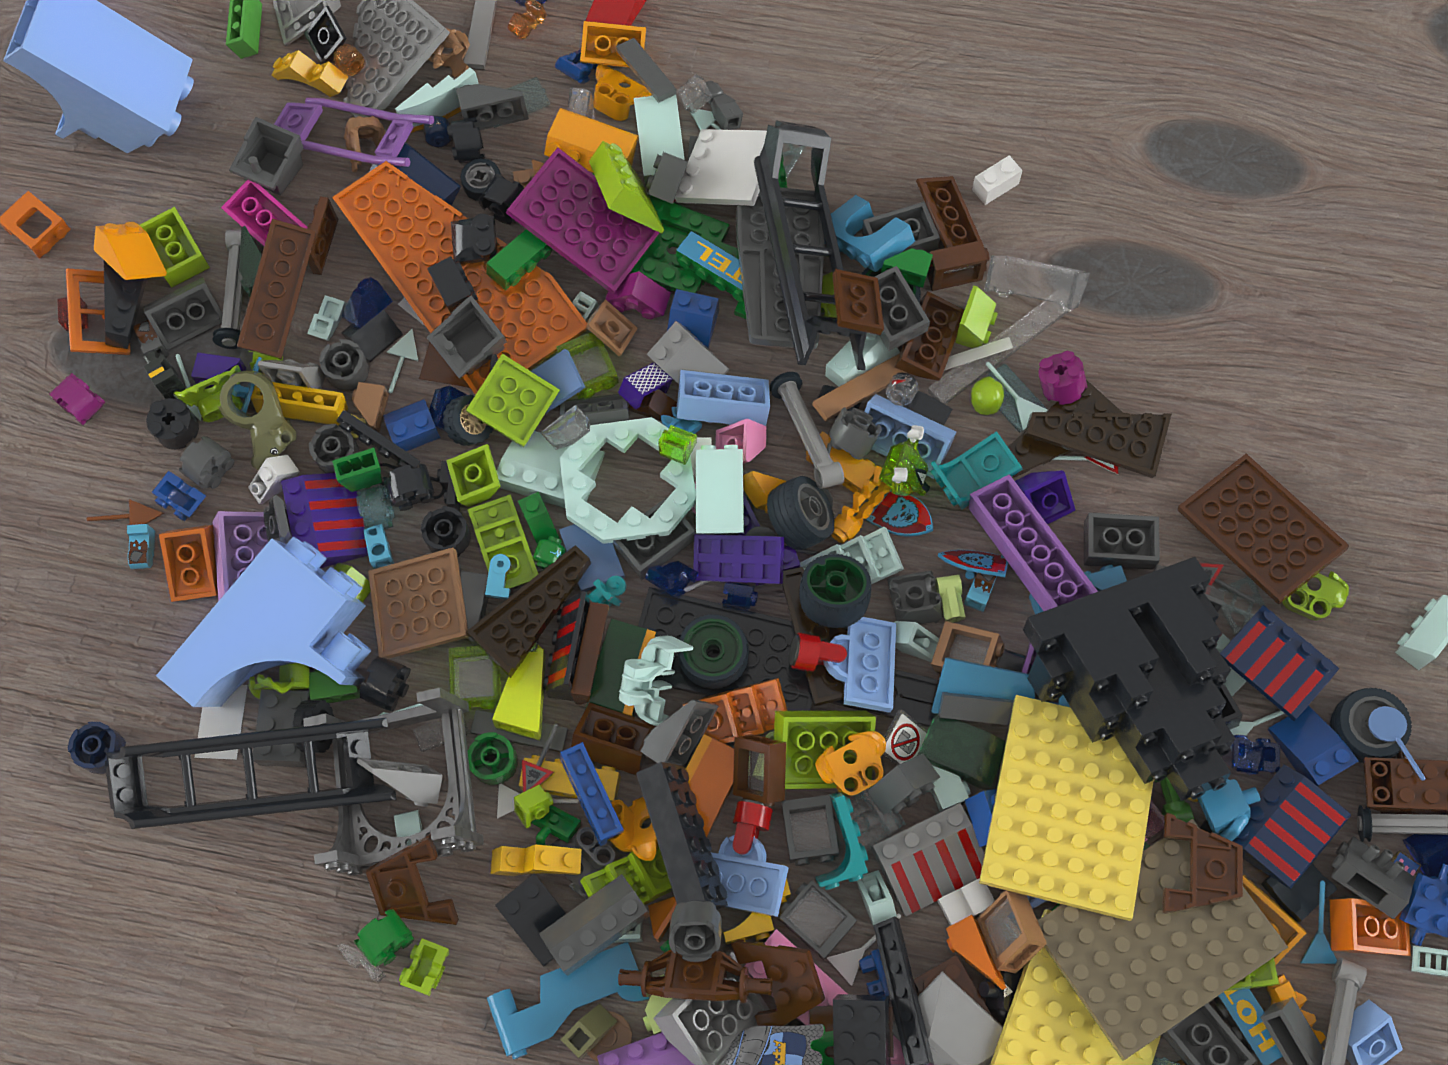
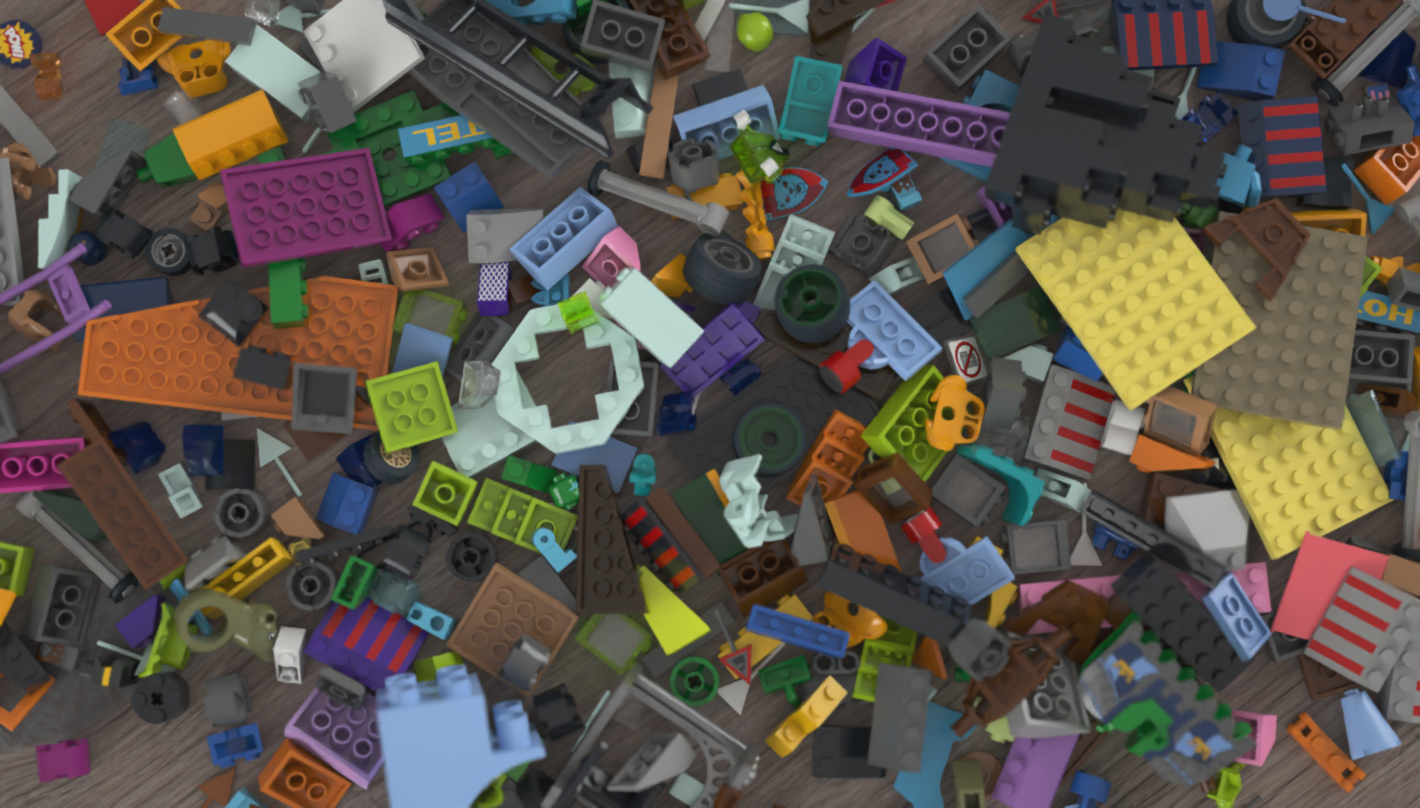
camera: 55 degrees left, 15 degrees up
(334, 268) = (140, 445): none -> clear blue cylinder
(400, 624) = (523, 662): none -> dark grey brick
(532, 805) = (762, 682): lime brick -> none
(534, 129) = (166, 164): none -> green torso
(622, 186) = (305, 148): lime slope -> none
(858, 302) = (601, 62): reddish brown plate -> none
(902, 389) = (691, 93): clear head -> none

